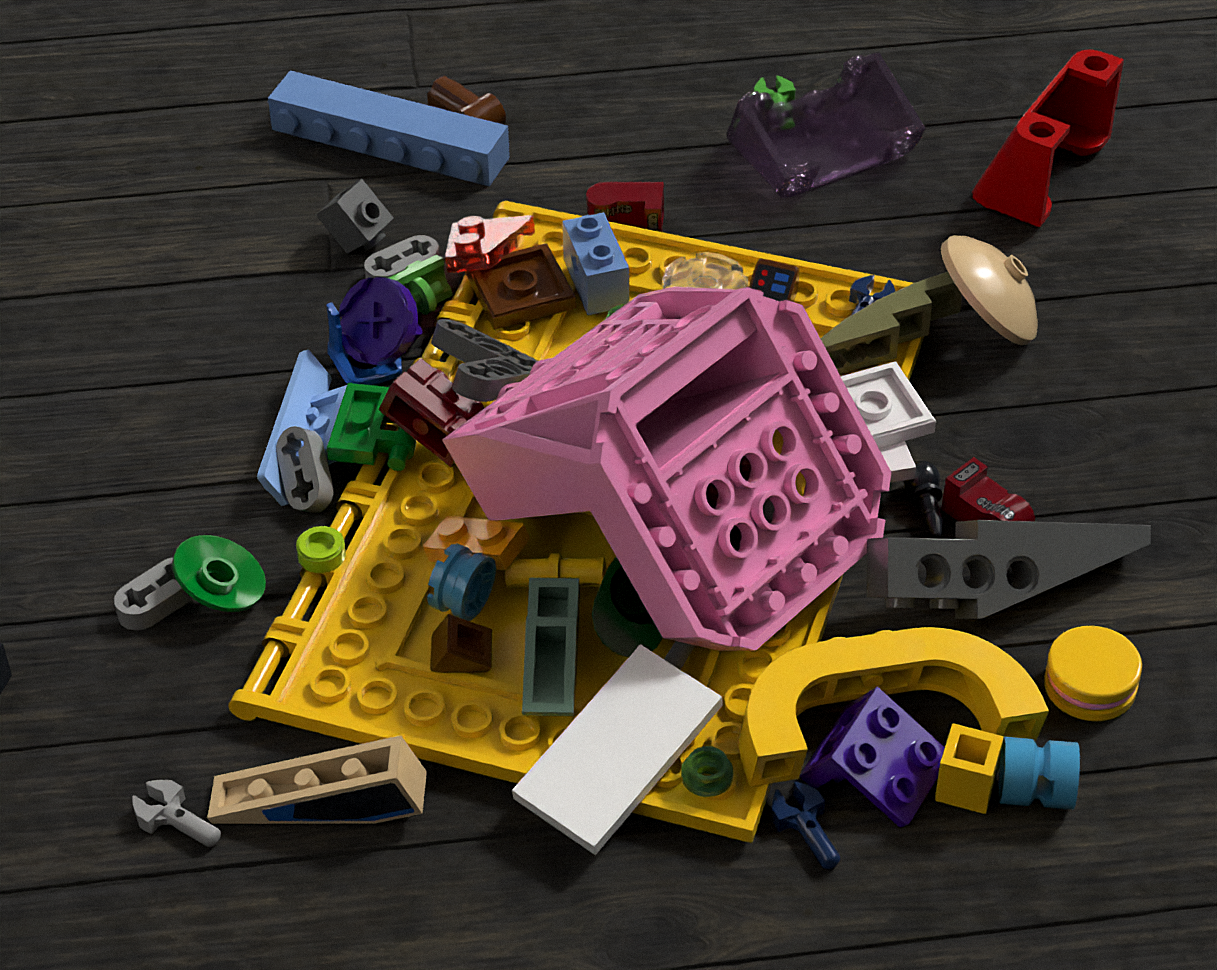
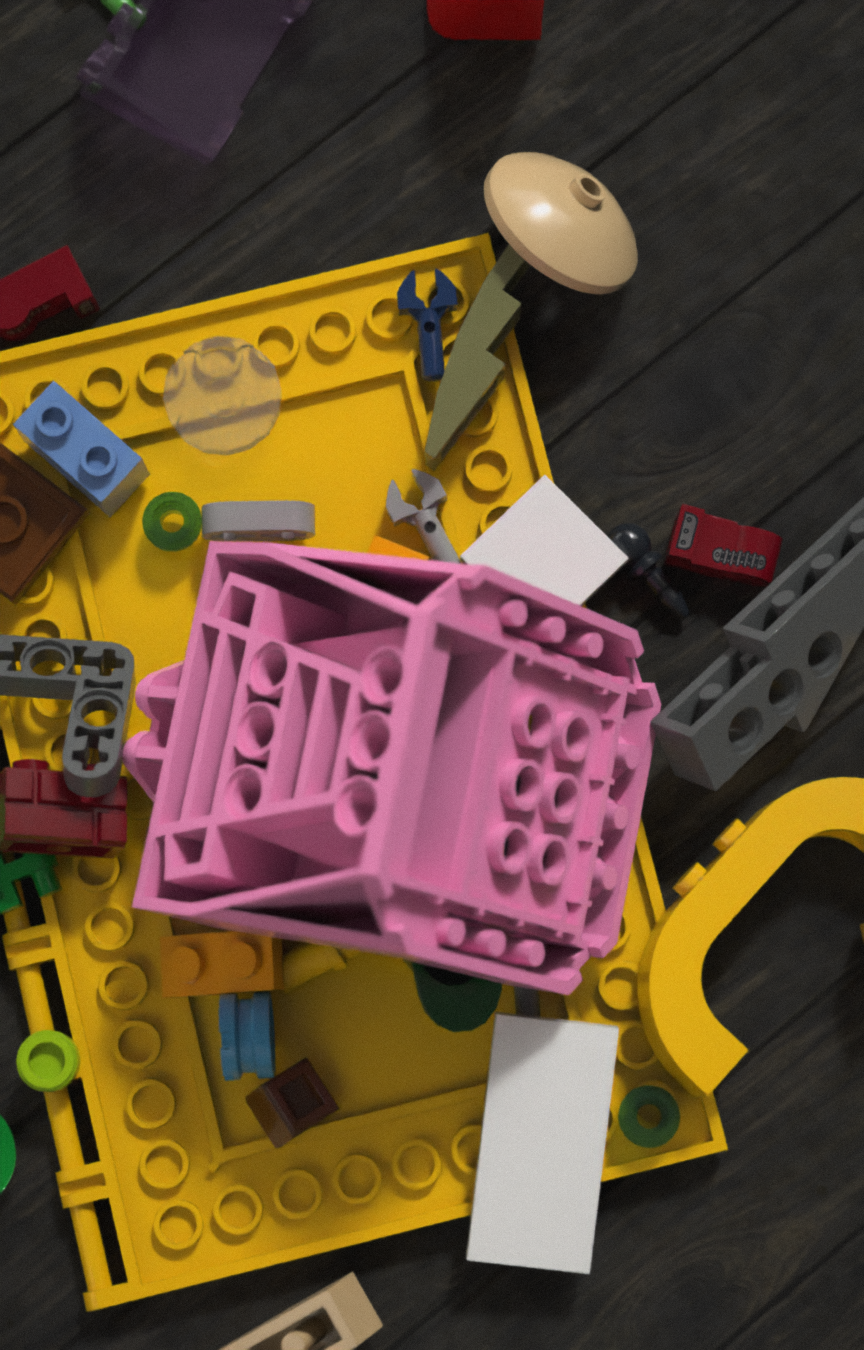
camera: 30 degrees left, 35 degrees up
(551, 647) = (394, 1057): sand green slope -> none
(775, 280) = (307, 362): slope -> none
(805, 822) = (768, 1094): dark blue bar -> none
(880, 755) = (791, 972): dark purple bracket -> none
(889, 404) = (537, 500): white tile -> none

